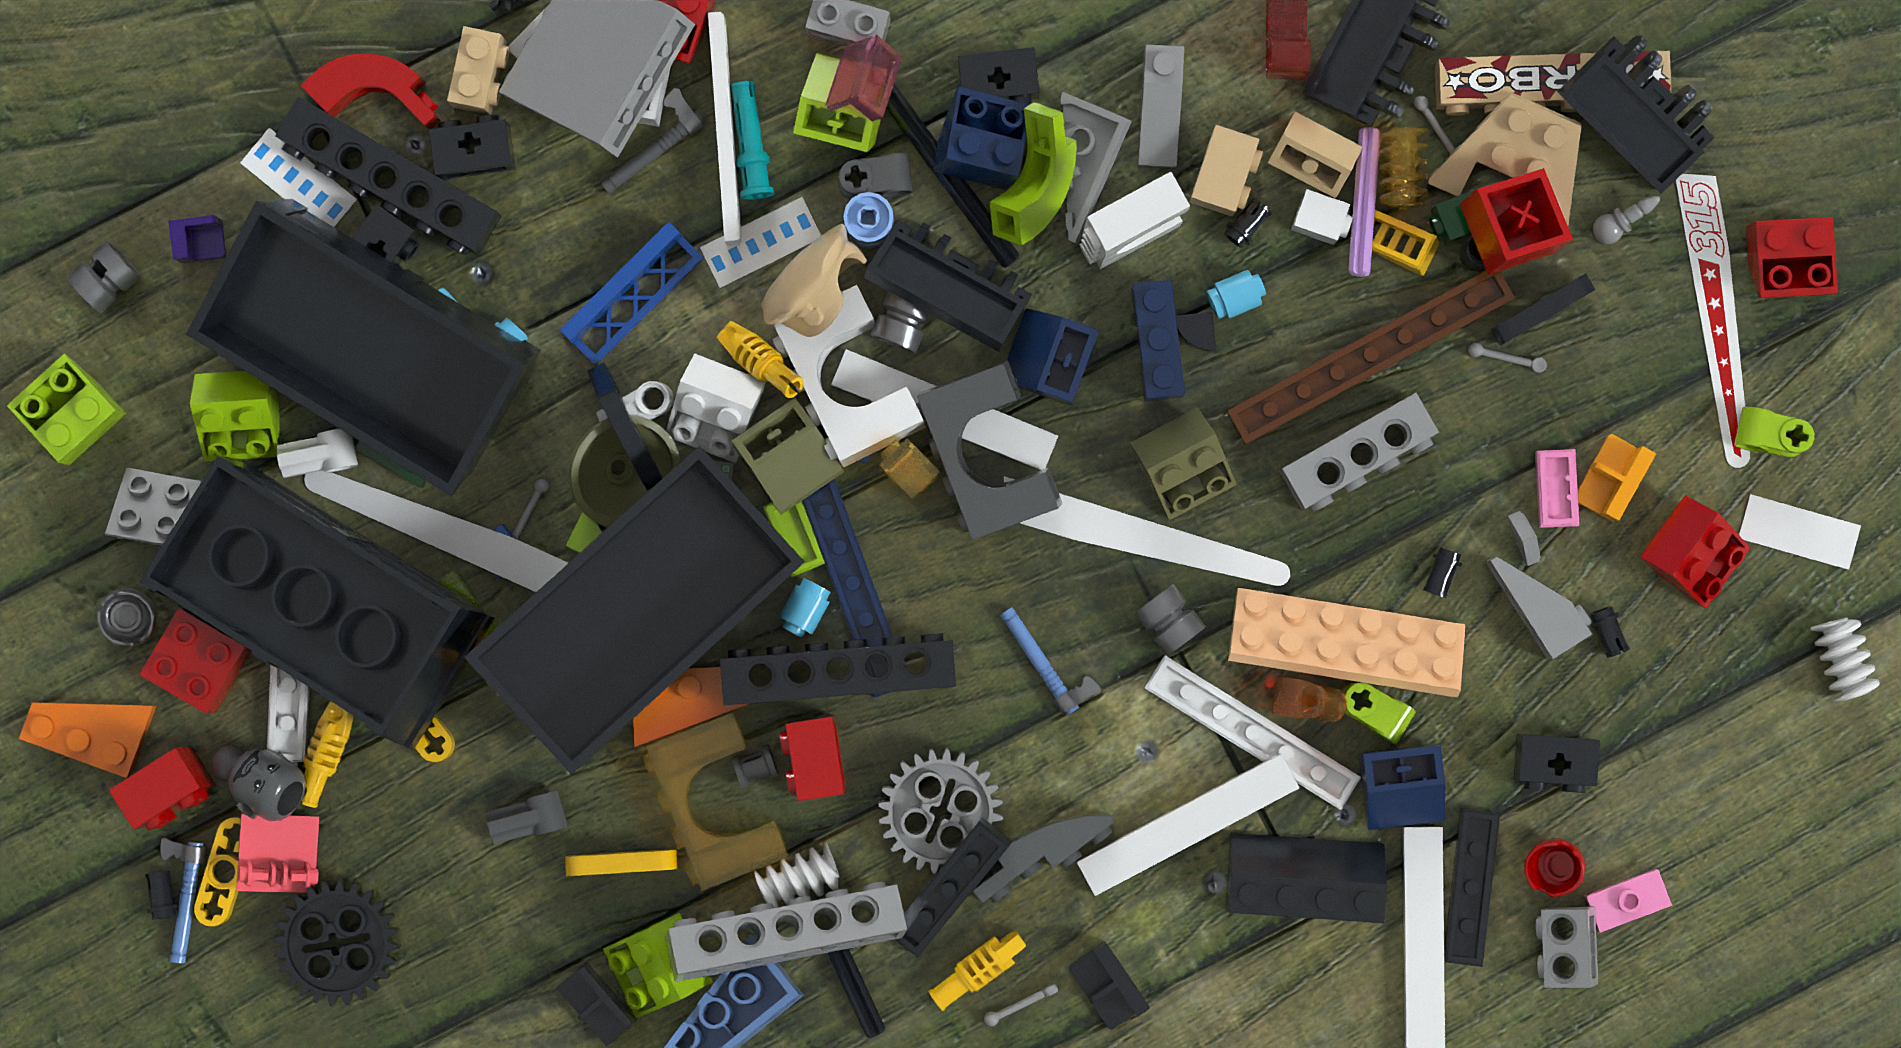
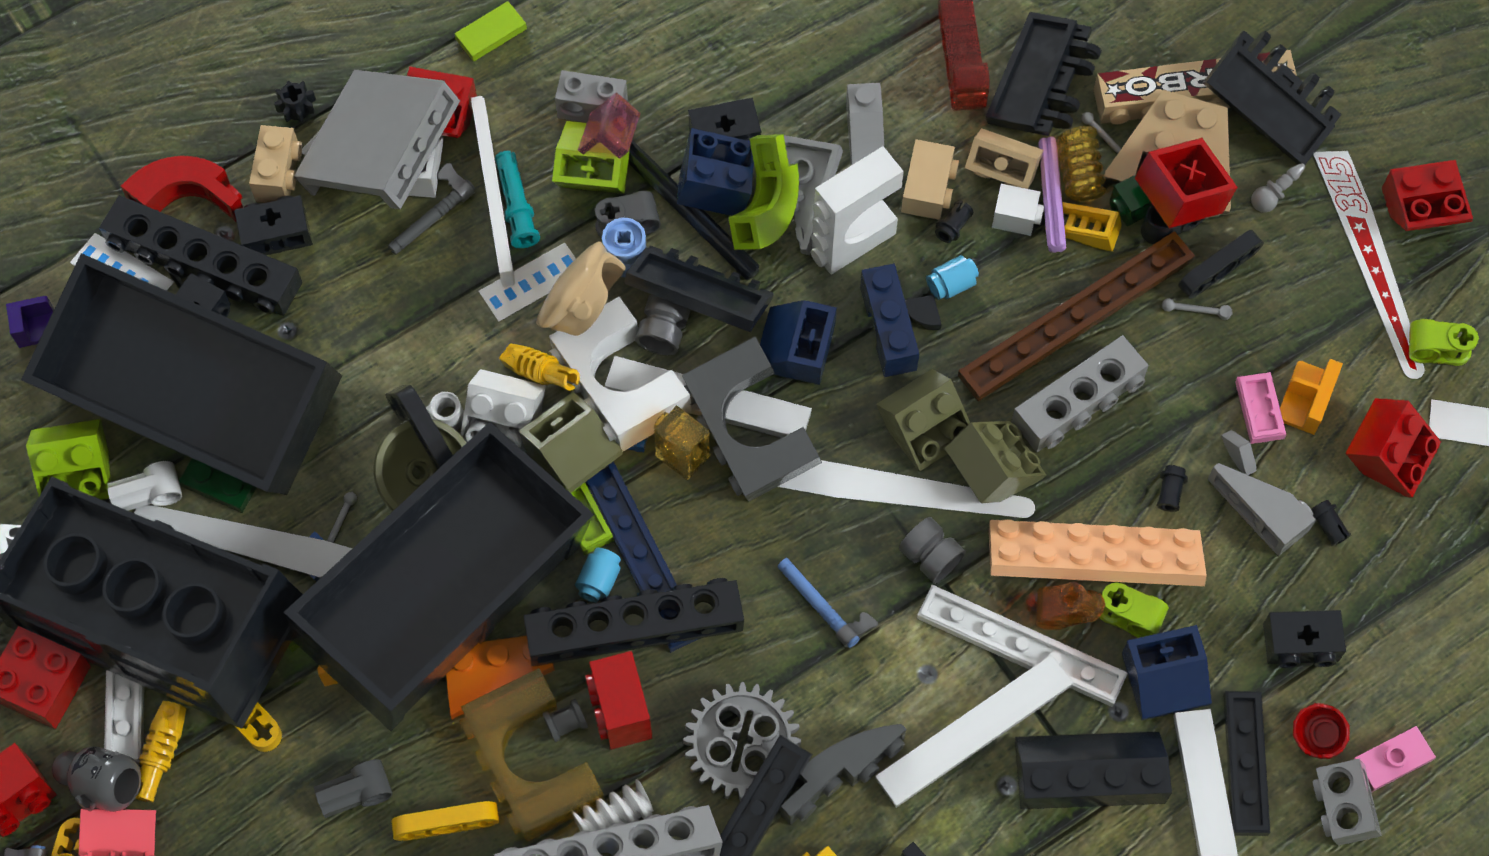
camera: 10 degrees left, 20 degrees down
(621, 283) = (411, 320): blue fence -> none
(1253, 522) = (994, 460): none -> olive slope

